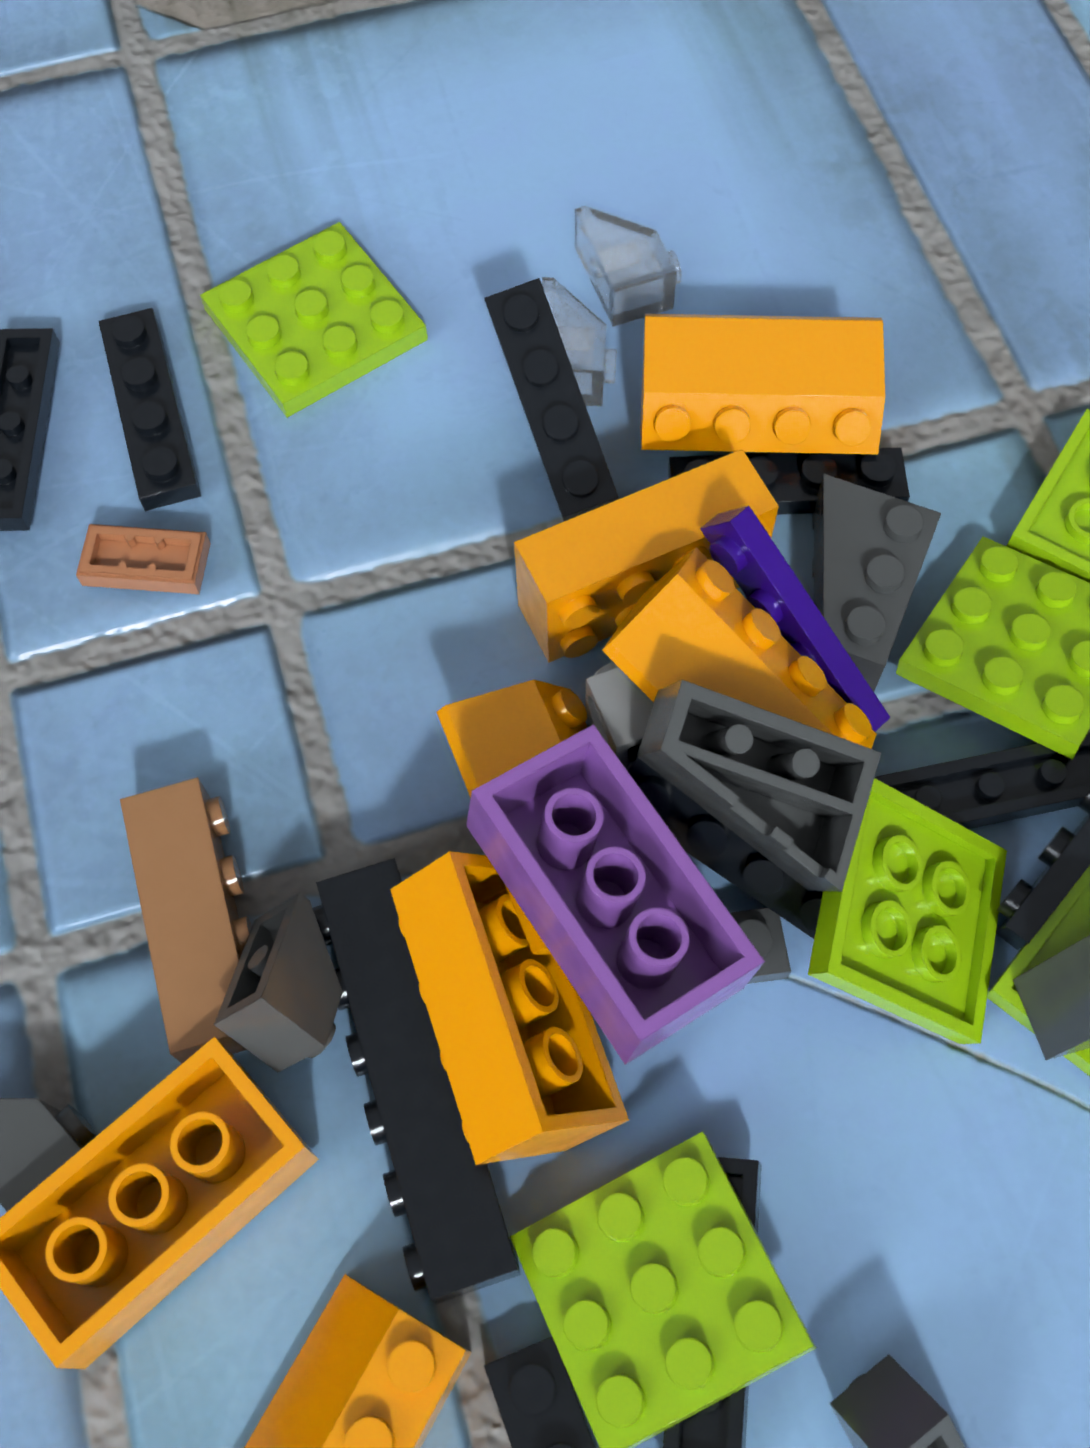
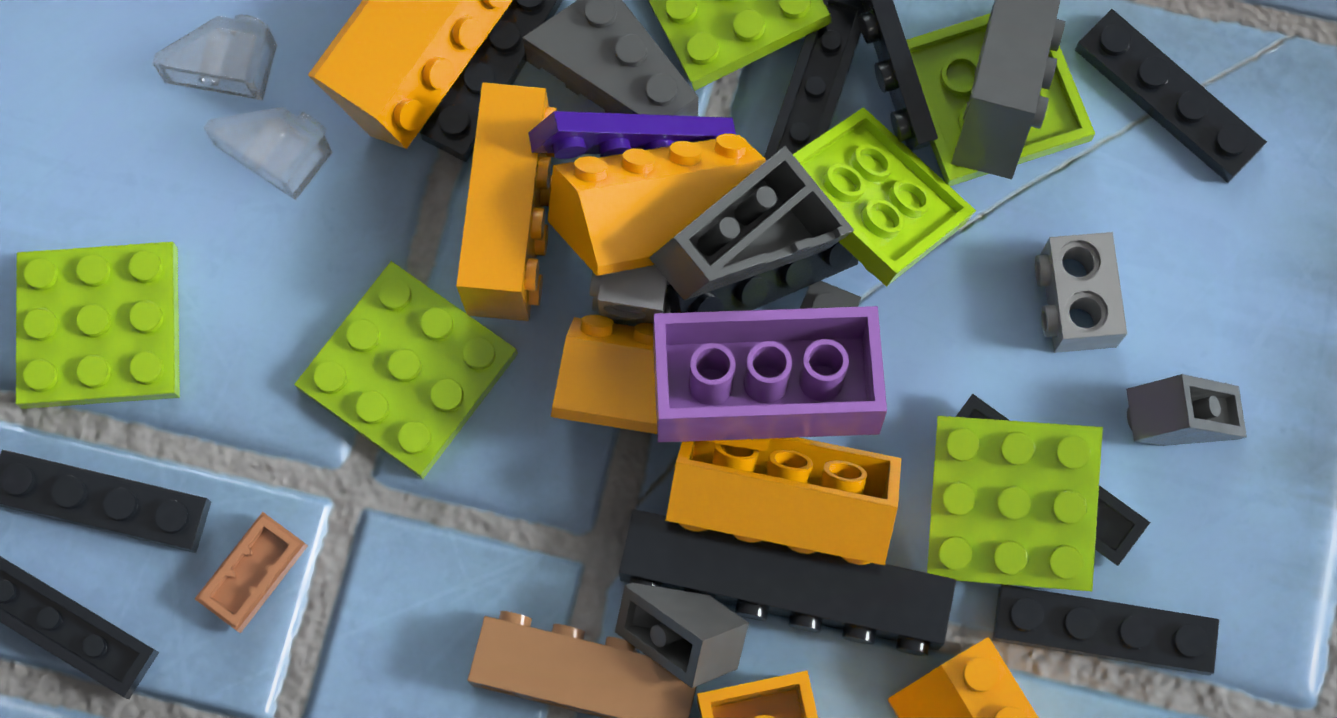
camera: 60 degrees left, 10 degrees up
(425, 582) = (406, 369): none -> lime plate
(551, 399) = (322, 187): black plate -> none
(982, 1242) = (1095, 293): none -> light grey brick

